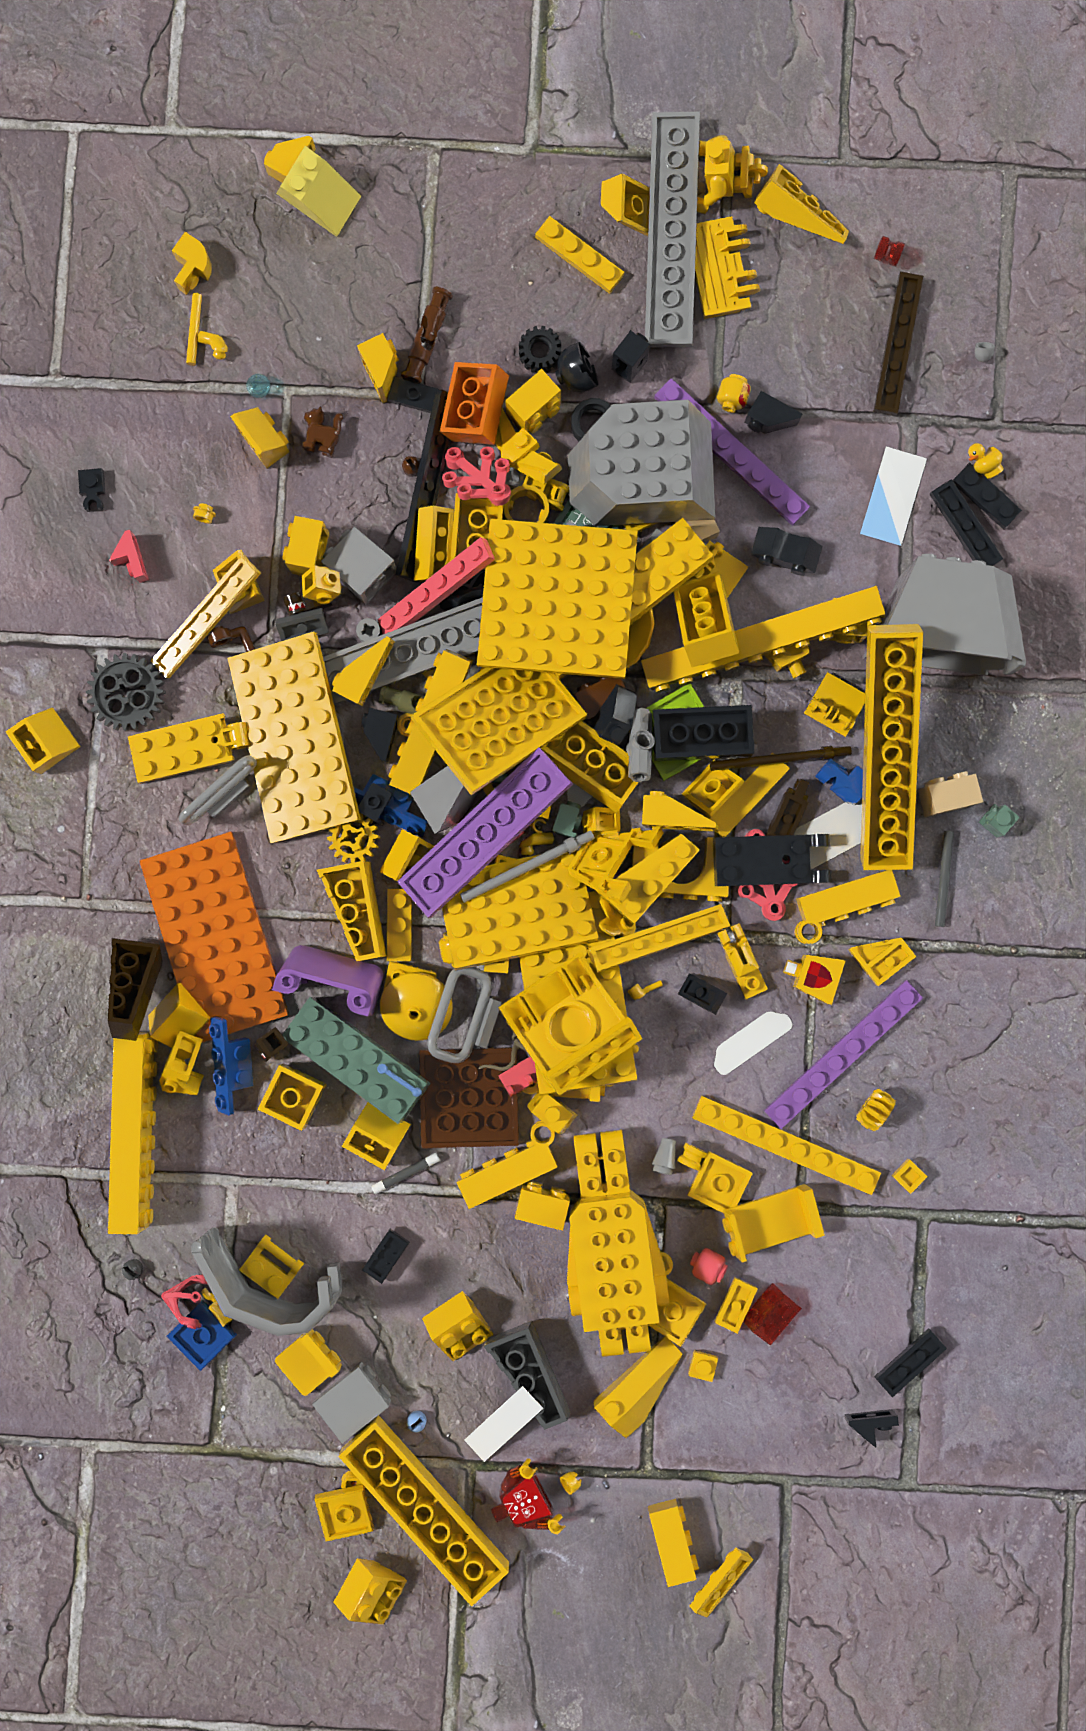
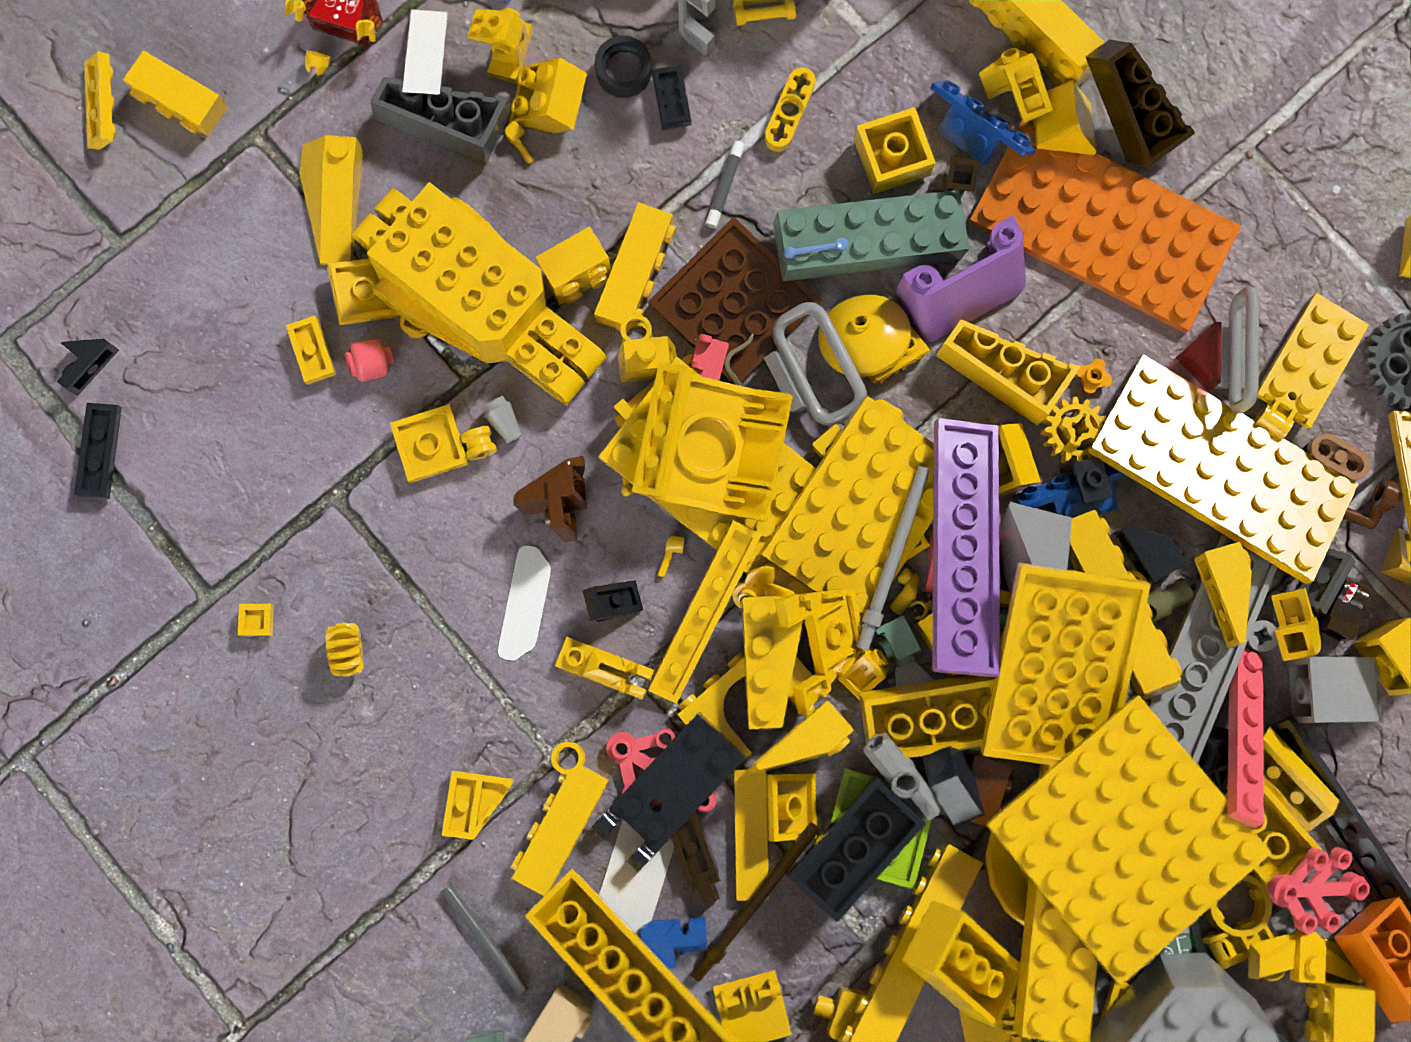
camera: 130 degrees right, 5 degrees down
(222, 683) = (1338, 454): none -> medium nougat plate
(237, 810) = (1203, 357): none -> clear red slope
(304, 1182) = (794, 121): none -> yellow beam
(307, 851) = (1089, 384): none -> light orange plate
(321, 584) = (1353, 632): yellow brick -> none
(345, 613) = (1298, 627): none -> yellow brick
(375, 1136) = (783, 183): yellow slope -> none
(377, 1308) = (629, 45): none -> black tyre
(399, 925) = (950, 391): yellow plate -> none
(406, 467) = (1386, 830): reddish brown hinge -> none
(449, 1383) = (508, 39): none -> yellow tile
(497, 1324) = (513, 134): none -> yellow hand
(675, 1083) = (557, 495): none -> reddish brown piece
(703, 1366) = (291, 270): yellow plate -> none
(771, 1314) = (270, 372): clear red bracket -> none
(772, 1221) = (348, 454): yellow panel -> none
(786, 1145) = (397, 539): yellow plate -> none
(816, 976) = (520, 722): yellow torso -> none
(843, 1054) = (425, 676): medium lavender plate -> none

